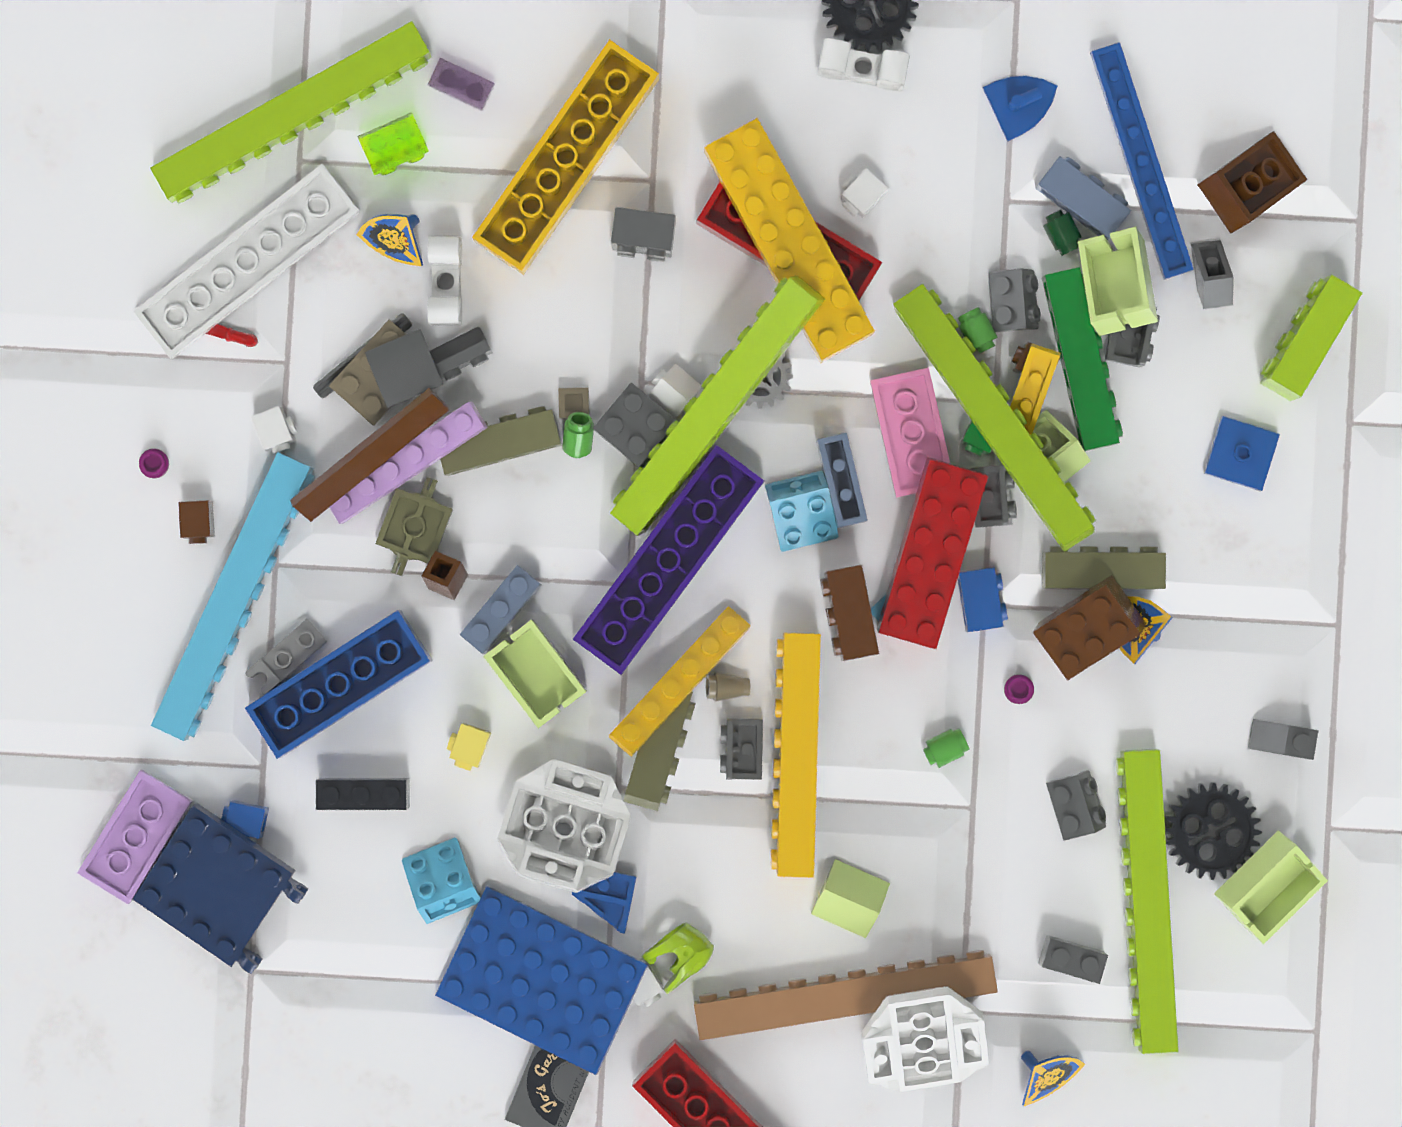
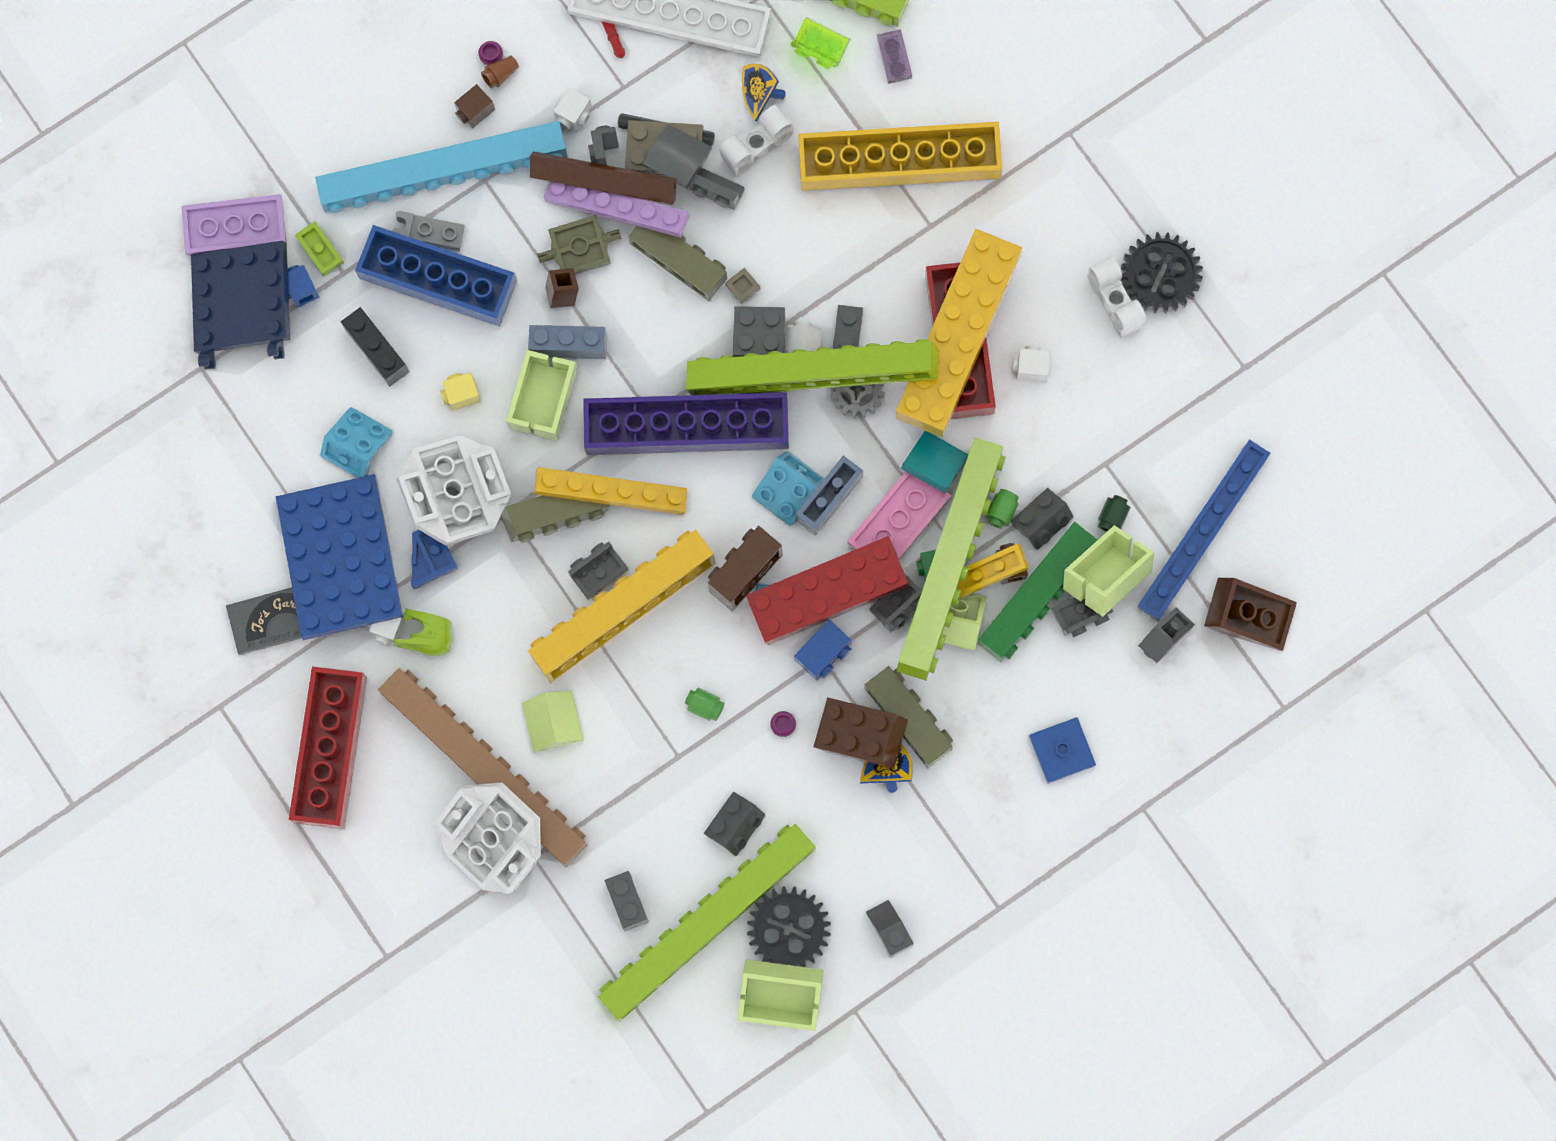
camera: 60 degrees right, 10 degrees down
(179, 470) = (497, 72): none -> dark orange cone
(222, 773) = (319, 248): none -> lime plate
(338, 440) = (603, 139): none -> dark grey bracket
(578, 435) = (722, 303): bright green brick -> none
(643, 233) = (890, 241): dark grey brick -> none
(694, 339) = (847, 326): none -> dark grey plate
(726, 686) = (631, 528): dark tan cone -> none
(886, 358) = (934, 461): none -> teal tile
(1019, 103) = (1177, 422): blue shield -> none
(1048, 1075) = (534, 946): shield -> none
(1083, 197) = (1147, 508): sand blue brick -> none
(1310, 338) = (1176, 730): lime brick -> none

